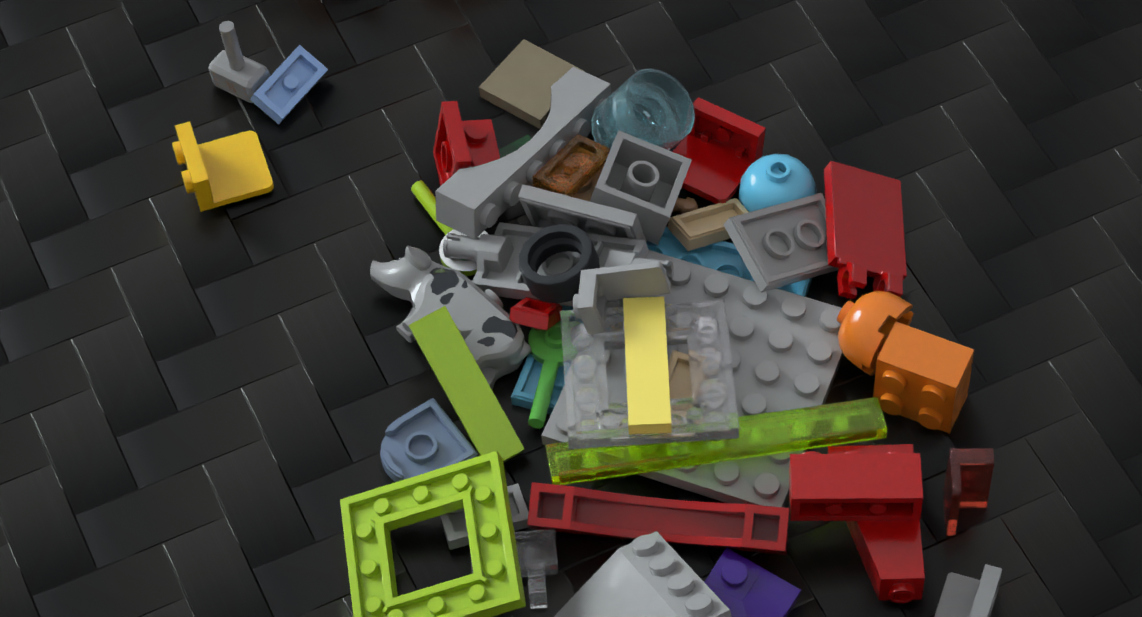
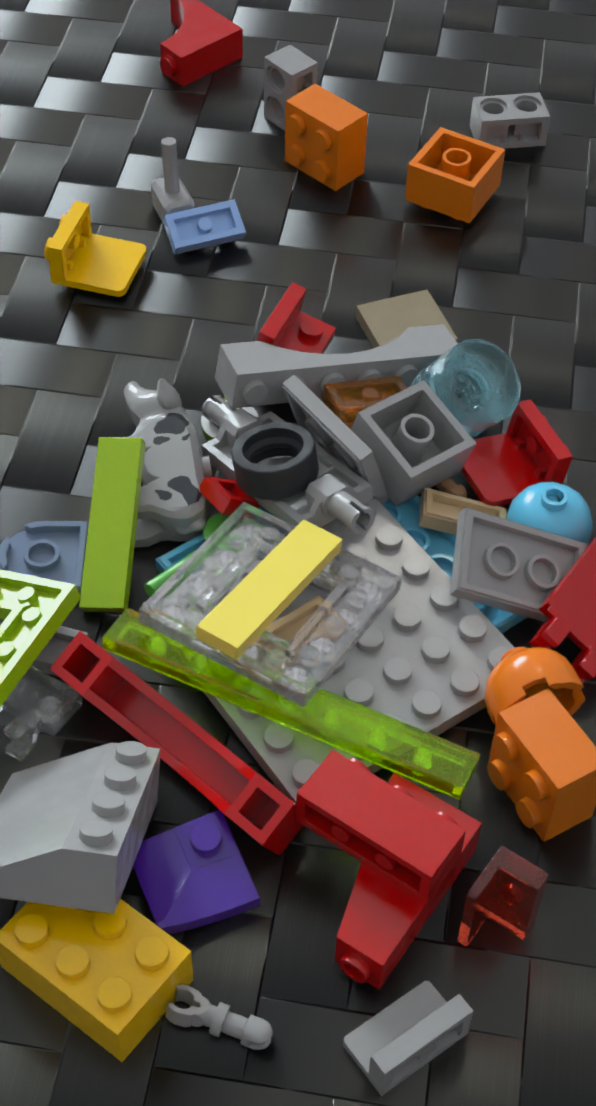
camera: 30 degrees right, 5 degrees down
(615, 283) = (288, 495): light grey bracket -> none

